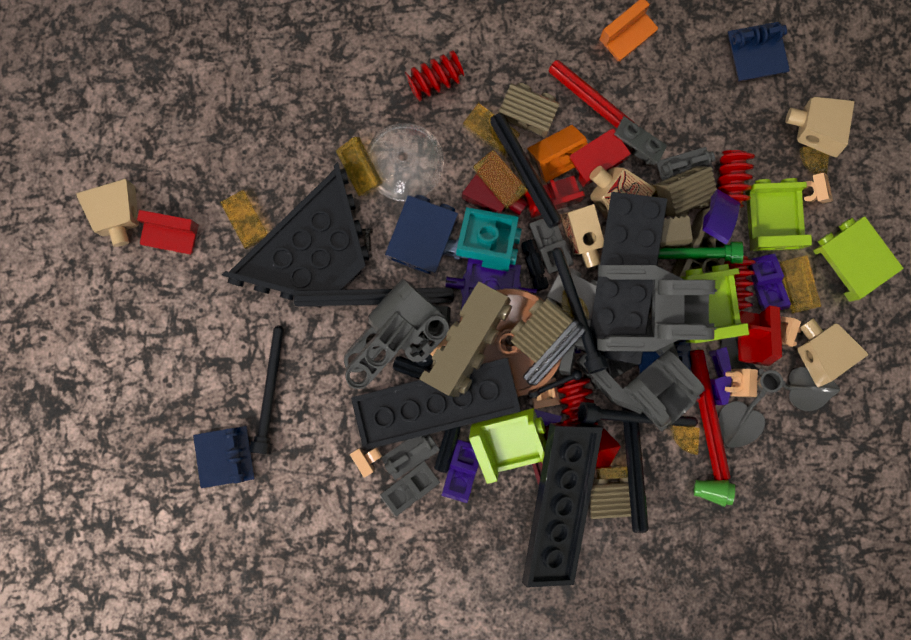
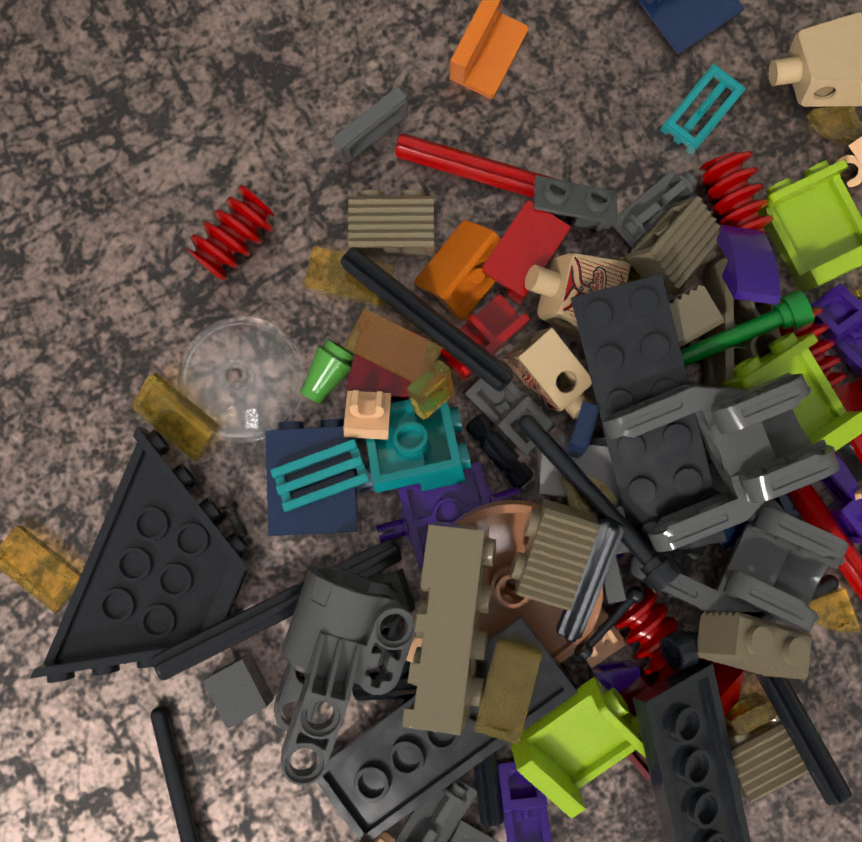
camera: 20 degrees left, 0 degrees up
(330, 333) = (238, 690): none -> dark grey panel
(431, 232) = (284, 487): none -> teal tile
(456, 177) = (327, 370): none -> bright green cone
(469, 210) = (367, 415): none -> light nougat tile
(482, 394) = (508, 691): none -> clear yellow tile
(511, 211) = (431, 390): none -> clear yellow tile
(541, 47) = (371, 125): none -> dark grey tile
(586, 269) = (582, 430): none -> dark blue tile
(629, 425) = (754, 644): none -> dark tan brick
(720, 129) = (682, 134): none -> teal tile

